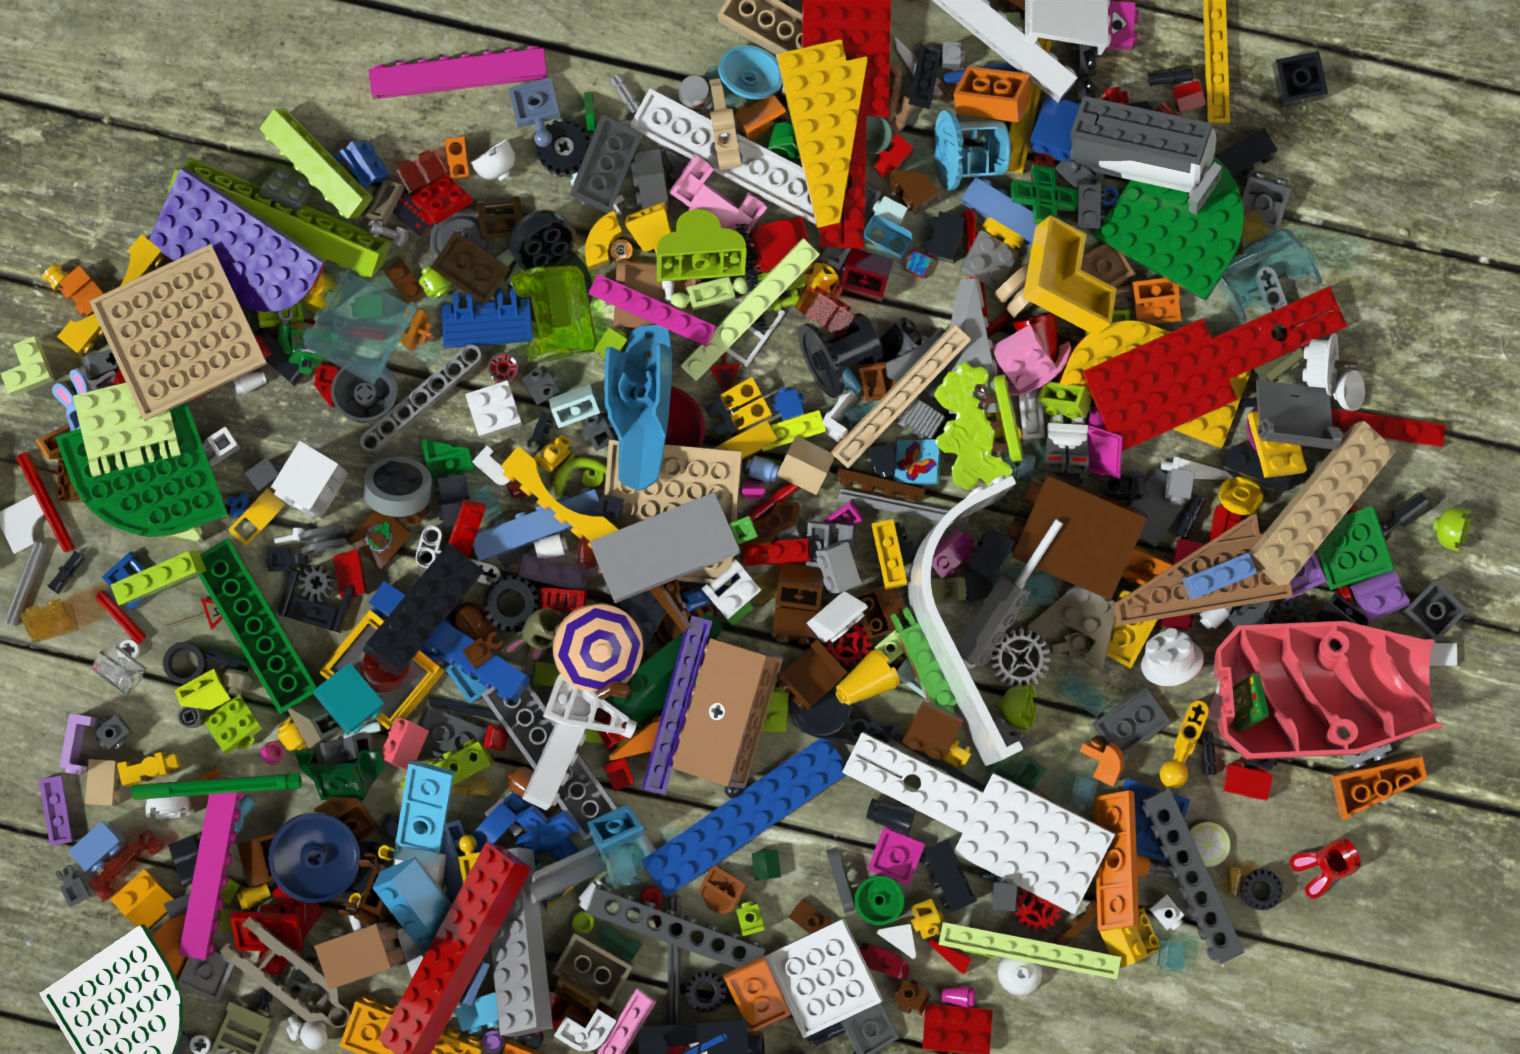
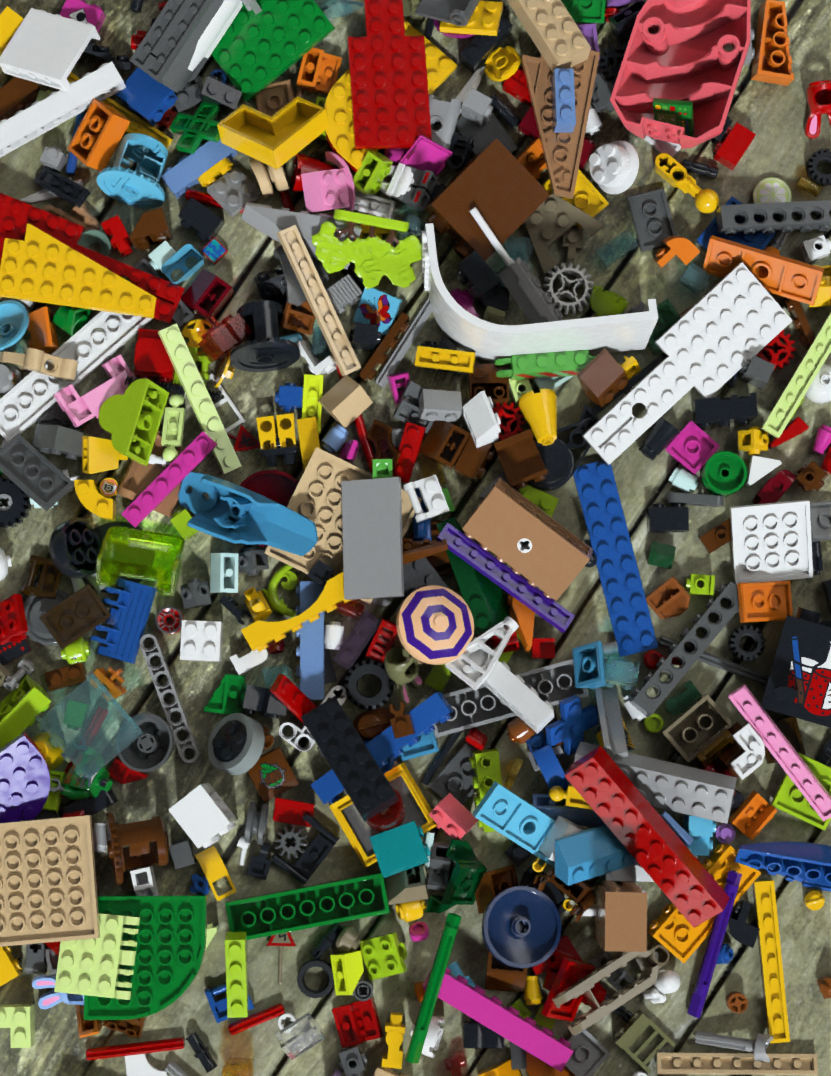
camera: 70 degrees left, 0 degrees up
(154, 723) = (357, 1022): none -> red slope
(255, 422) = (137, 838): none -> reddish brown piece
(614, 689) = (474, 623): reddish brown arm -> none
(790, 324) = (224, 370): none -> yellow piece
(808, 857) = (667, 519): none -> black brick
(856, 860) = (683, 480): none -> light aqua brick
(1159, 458) = (446, 114): none -> light grey piece

